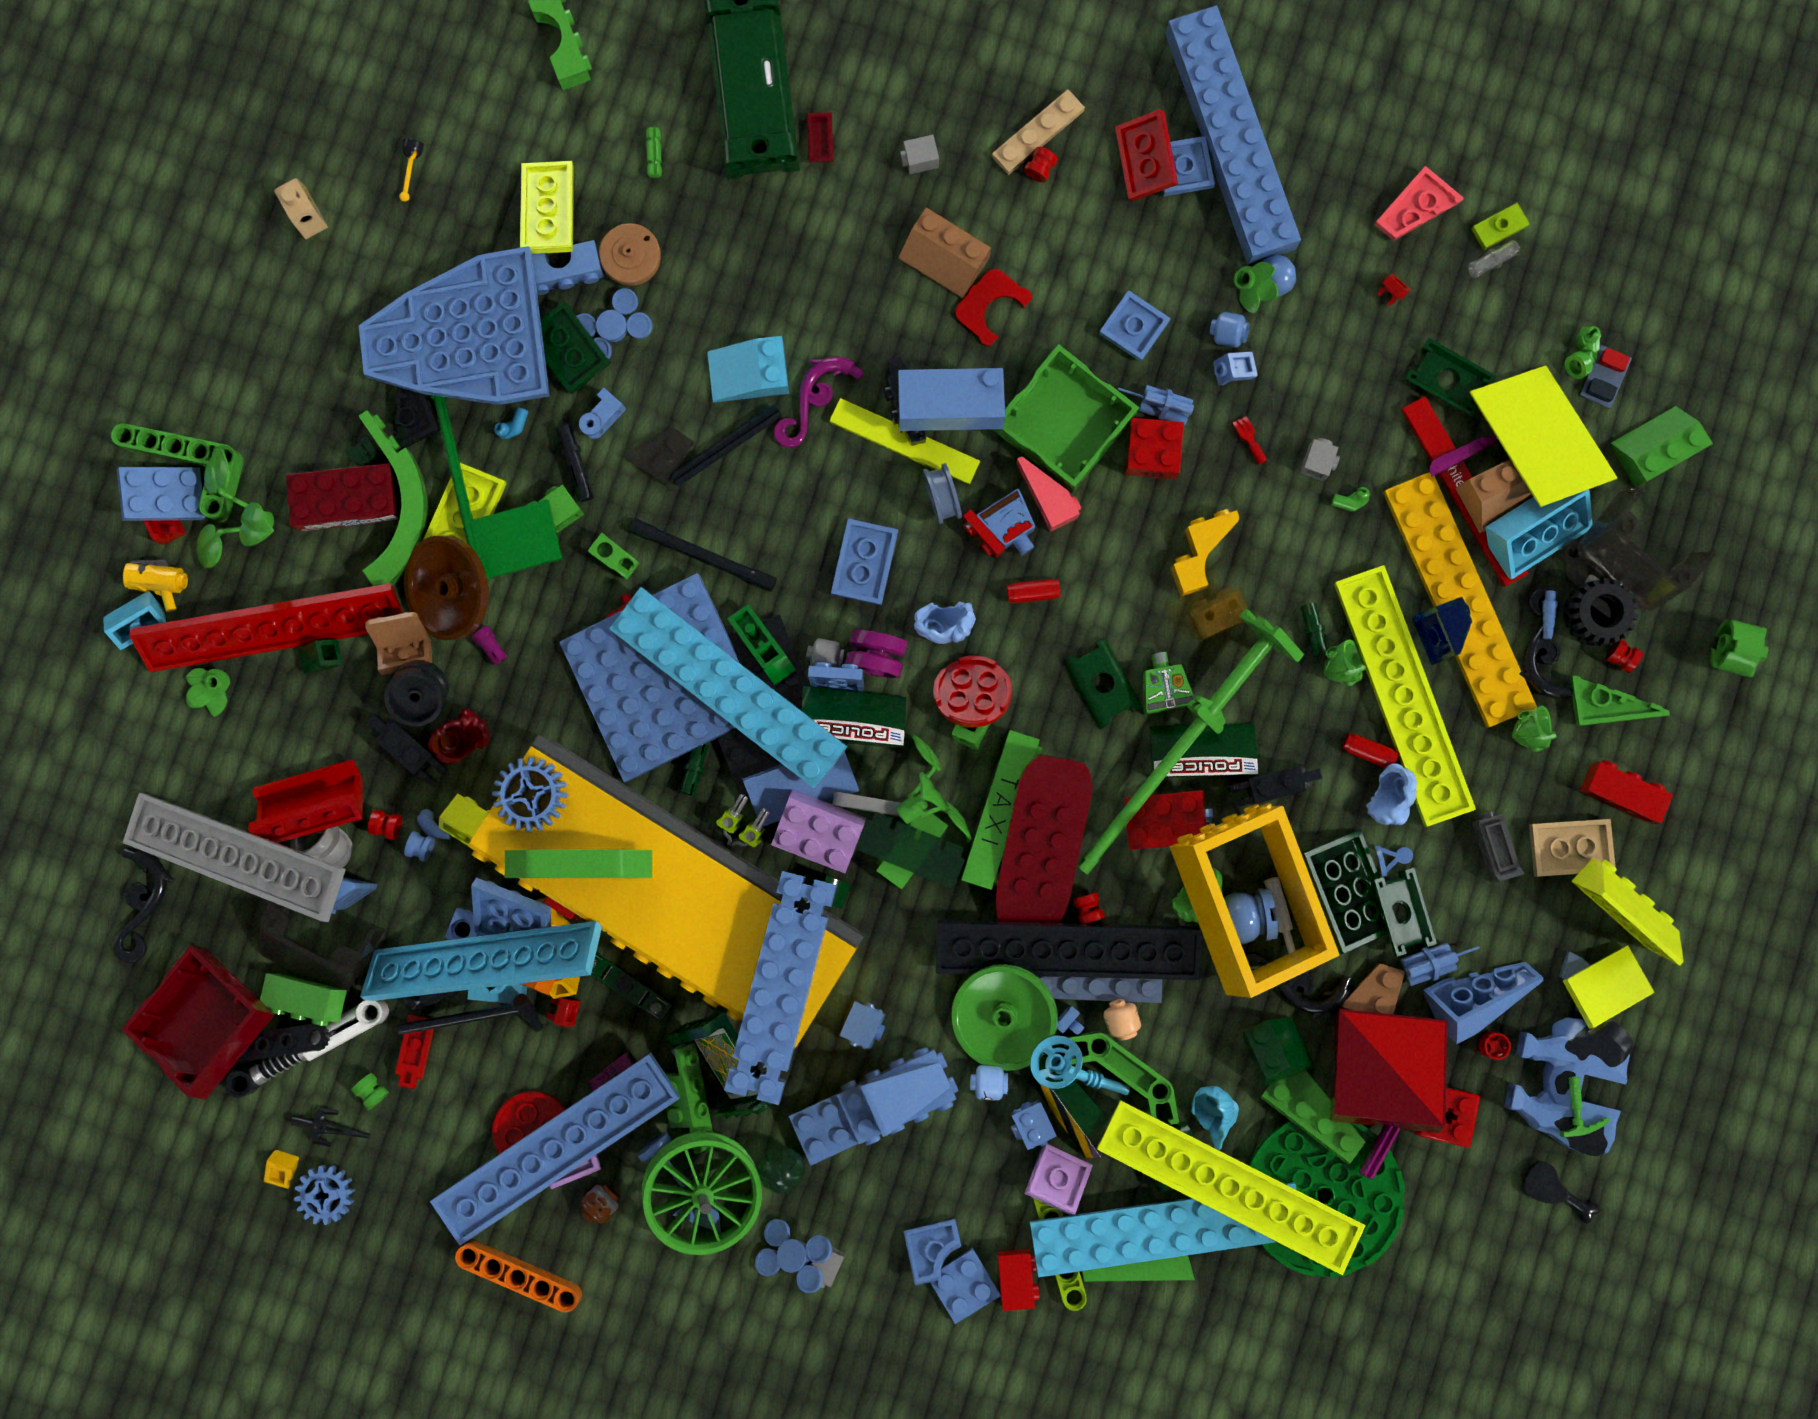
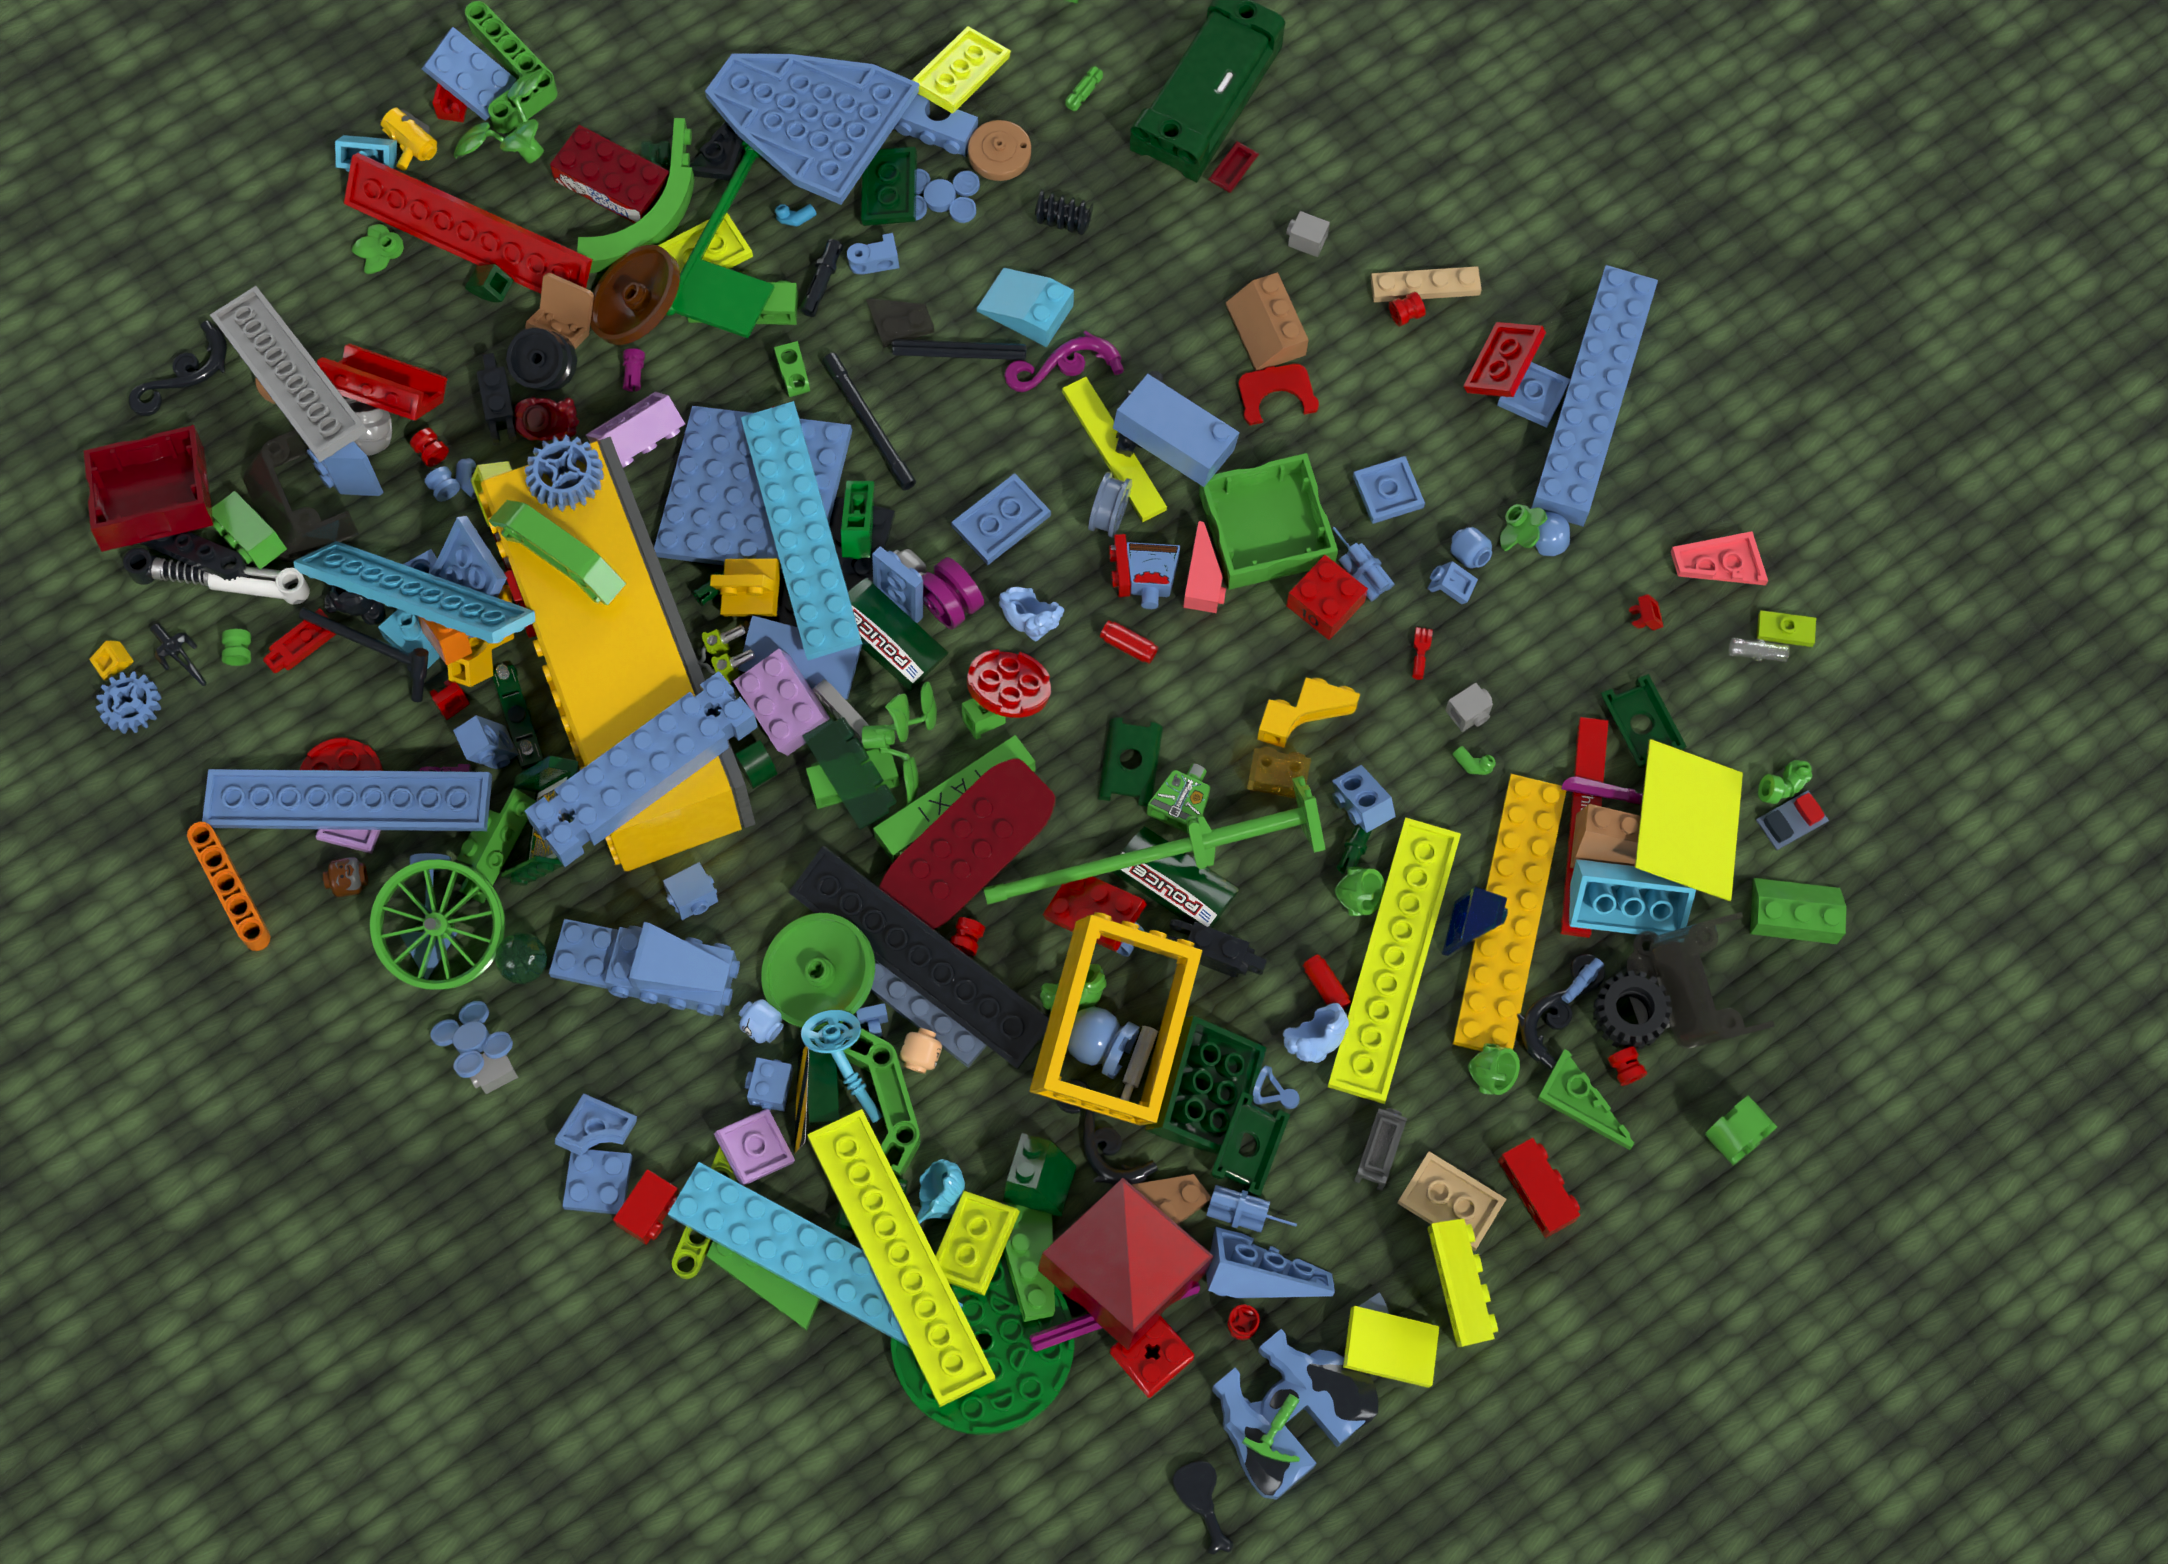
camera: 35 degrees right, 15 degrees down
(536, 696) = (640, 427): none -> lavender brick
(624, 1029) = (486, 742): none -> medium blue brick
(720, 273) = (1063, 213): none -> black piece
(722, 760) = (748, 587): none -> yellow bracket
(1270, 1133) = (975, 1241): none -> neon yellow tile
(1300, 586) = (1363, 799): none -> medium blue brick

